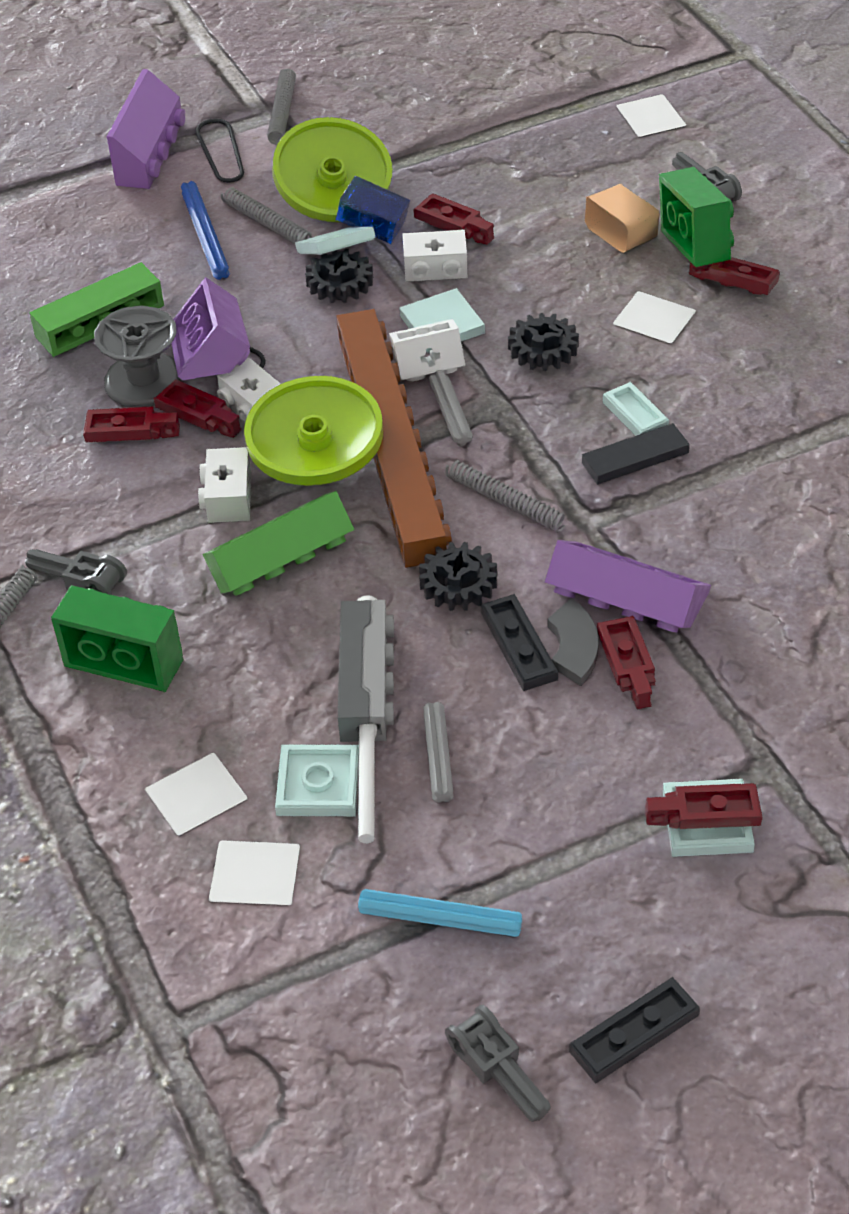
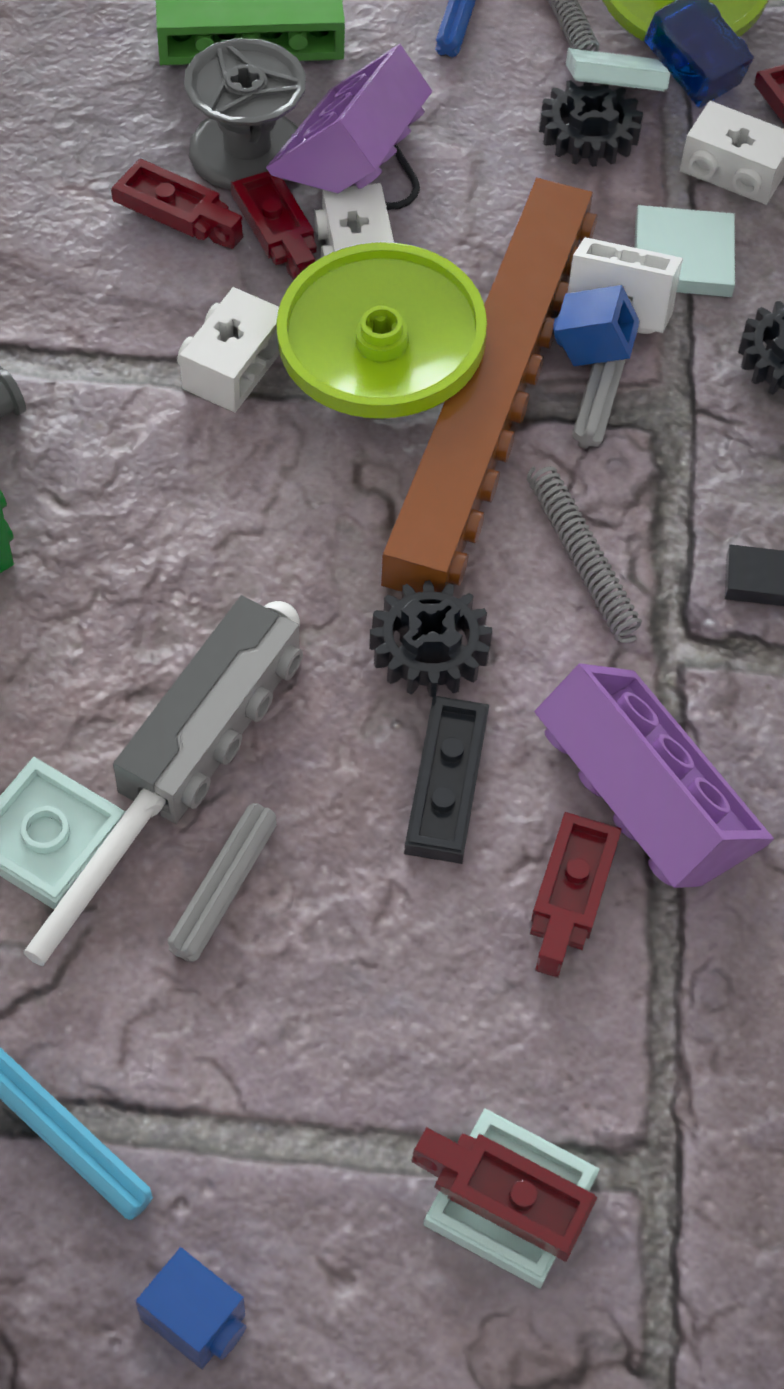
camera: 25 degrees right, 10 degrees up
(278, 543) = (230, 467): bright green brick -> none
(429, 376) = (596, 326): none -> blue brick
(577, 641) = (524, 823): dark grey tile -> none
(589, 952) = (193, 1309): none -> blue brick

